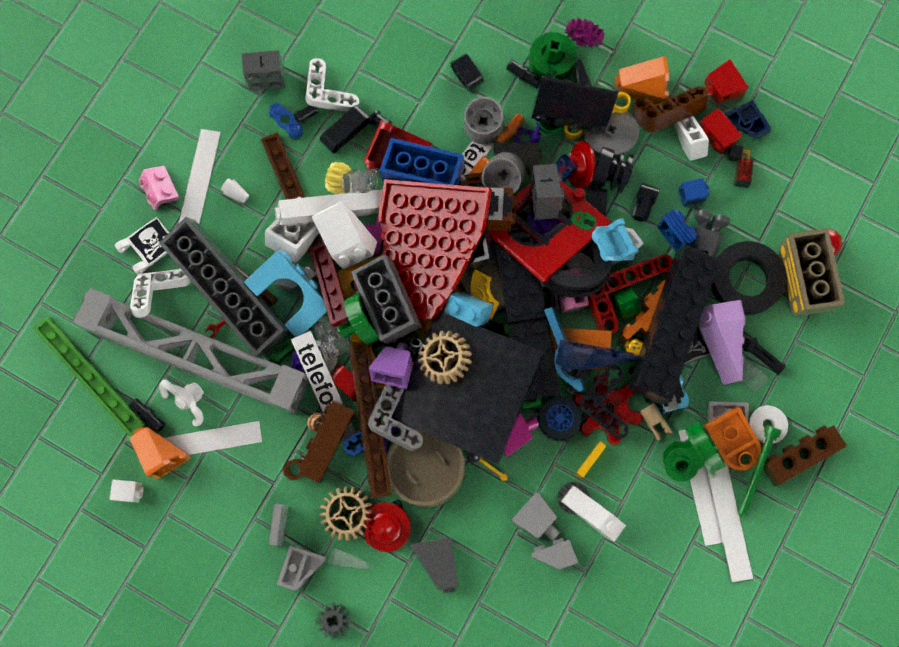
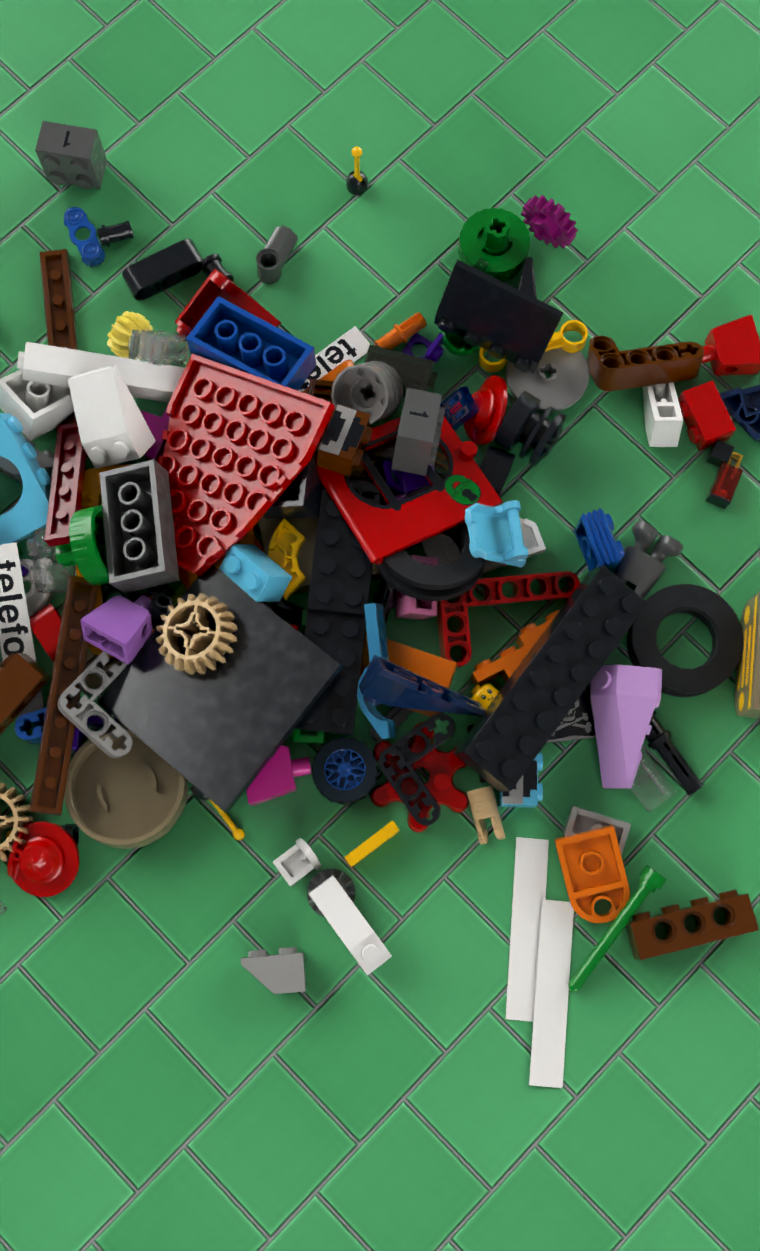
camera: 10 degrees right, 0 degrees up
(323, 94) = (146, 212): white beam -> none
(414, 99) = (276, 254): none -> dark grey piece
(438, 562) = (102, 933): dark grey slope -> none
(451, 35) = (355, 177): none -> hinge
(467, 72) = (363, 234): black beam -> none
(485, 111) = (366, 294): light grey wheel -> none
(523, 73) = (444, 257): black pin -> none
(536, 518) = (265, 908): light grey torso -> none
(547, 484) = (297, 862): none -> white tile
(625, 302) = (492, 627): green brick -> none
(645, 80) = (617, 312): orange slope -> none
(645, 199) = (568, 484): black piece -> none
(693, 192) = (641, 493): blue brick -> none
(695, 453) = (513, 879): green piece -> none
(769, 413) = (659, 848): white tile -> none

